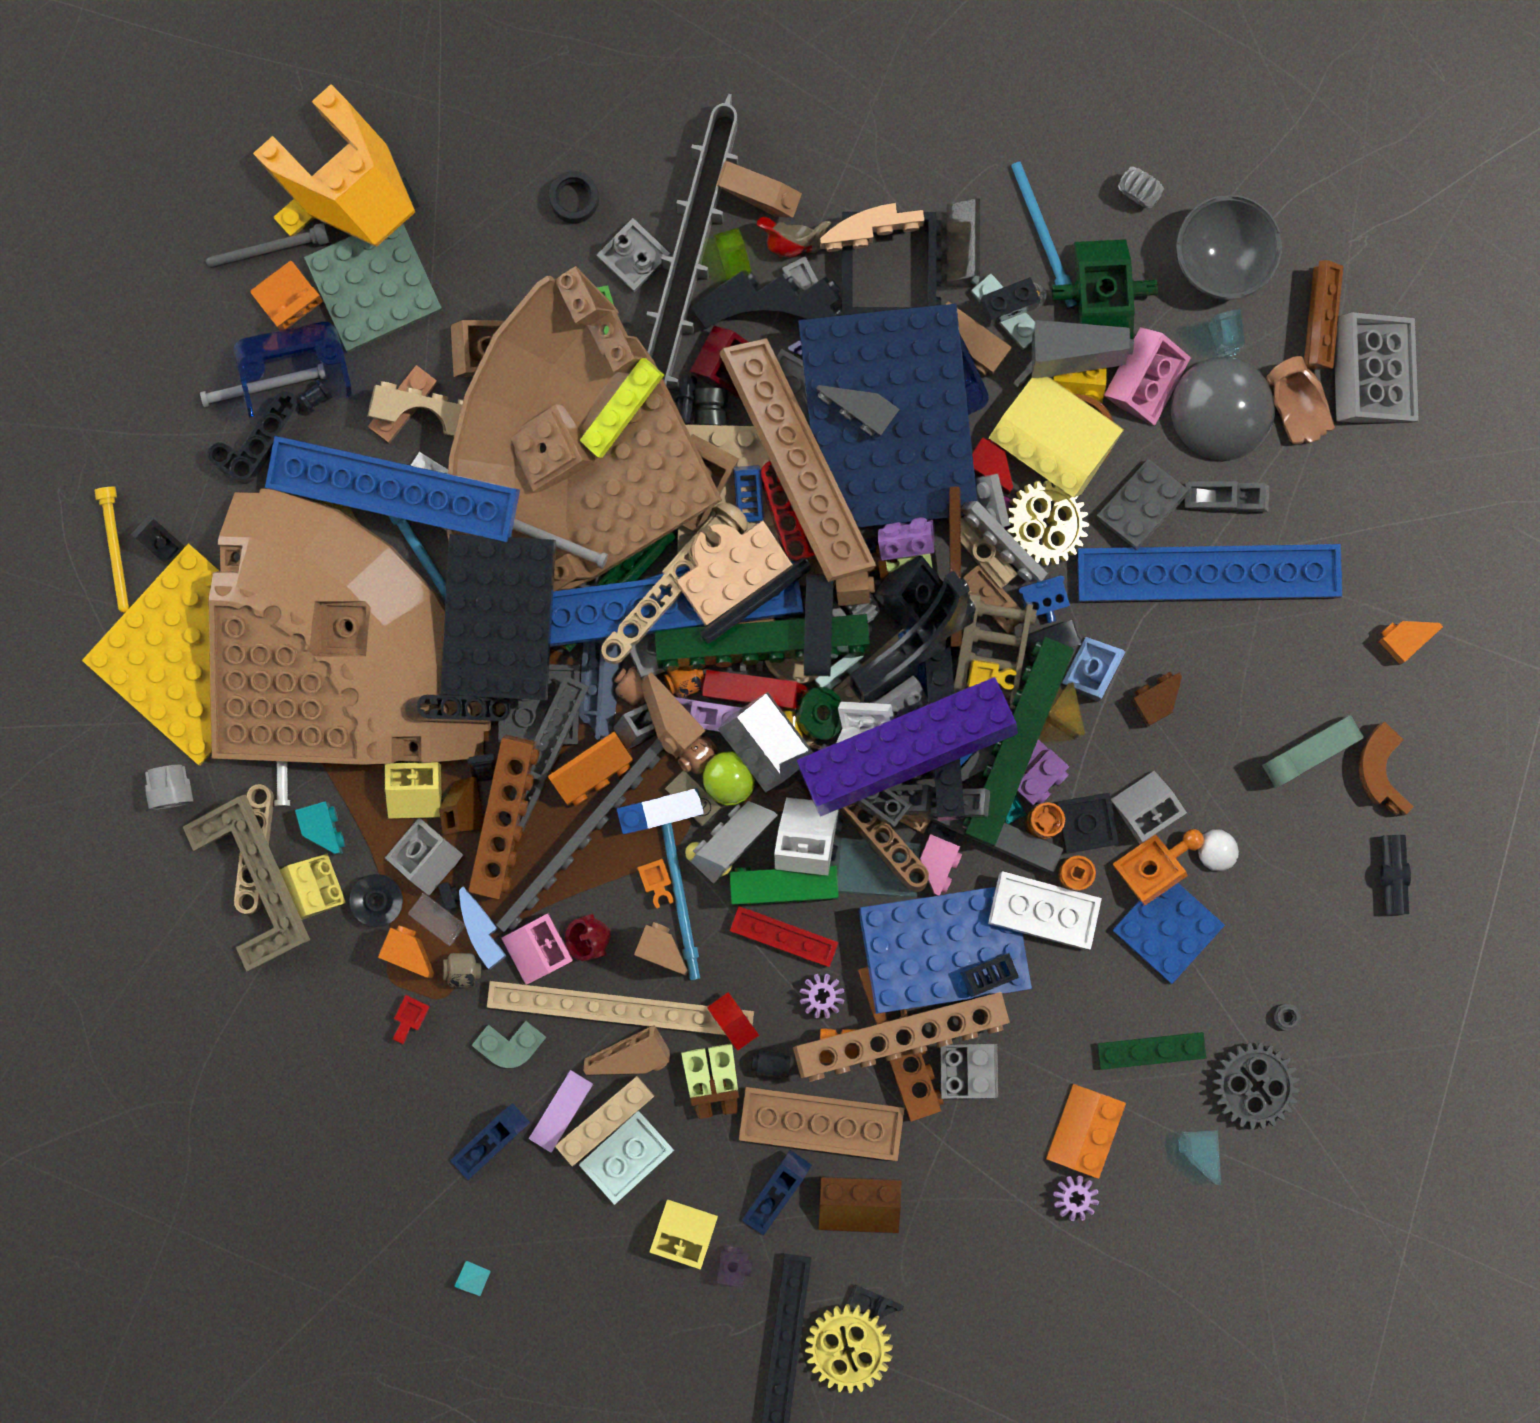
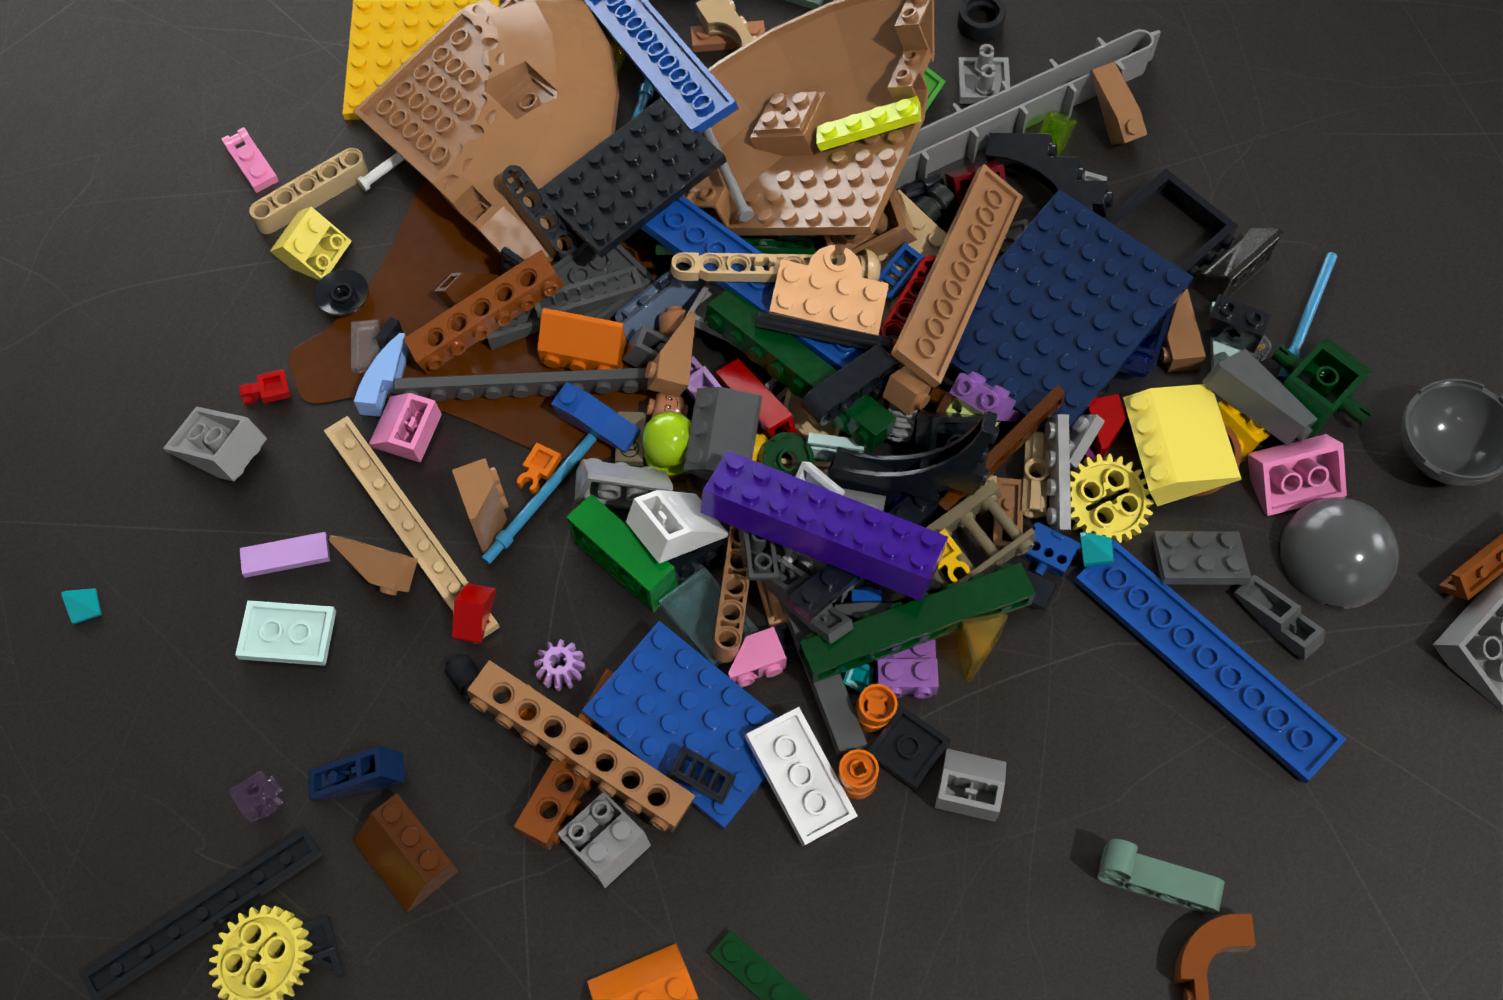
camera: 50 degrees right, 20 degrees down
(167, 787) = (305, 104): light grey piece -> none
(176, 870) = (250, 160): none -> bright pink plate
(288, 928) = (314, 155): dark tan plate -> none
(318, 826) = (367, 215): teal slope -> none
(406, 951) = (316, 336): orange slope -> none
(413, 790) = (451, 245): light yellow slope -> none
(422, 1090) = (216, 442): none -> light grey slope
(424, 856) = (406, 298): light grey slope -> none
(461, 970) = (337, 388): dark tan head -> none
(490, 1141) = (215, 520): dark blue slope -> none
(512, 1052) = (305, 480): sand green plate -> none
(587, 938) = (446, 453): dark red helmet -> none
(604, 1121) = (321, 588): tan arch -> none
(683, 1234) = (252, 730): light yellow slope -> none
(684, 681) = (715, 352): orange head -> none
(713, 1087) = (410, 639): yellowish green hips -> none
(784, 936) = (583, 596): red plate -> none
(792, 240) = (1106, 162): hair -> none
(821, 1124) = (450, 761): medium nougat plate -> none
(860, 227) = (1171, 181): light nougat slope -> none
(867, 407) = (1050, 280): dark grey slope -> none
(1075, 569) = (1096, 549): none -> teal slope
(1093, 668) = (1037, 640): light blue slope -> none
(1140, 187) = (1421, 342): light grey gear -> none
(1156, 853) = (939, 825): orange plate -> none
(1159, 700) = (1066, 711): reddish brown slope -> none
(1169, 931) = (889, 899): blue plate -> none
(1218, 850) = (995, 879): white hair -> none
(1227, 332) = (1400, 494): clear light blue slope -> none
(1300, 401) = (1414, 599): nougat hair -> none
(1407, 638) = (1339, 870): orange slope -> none

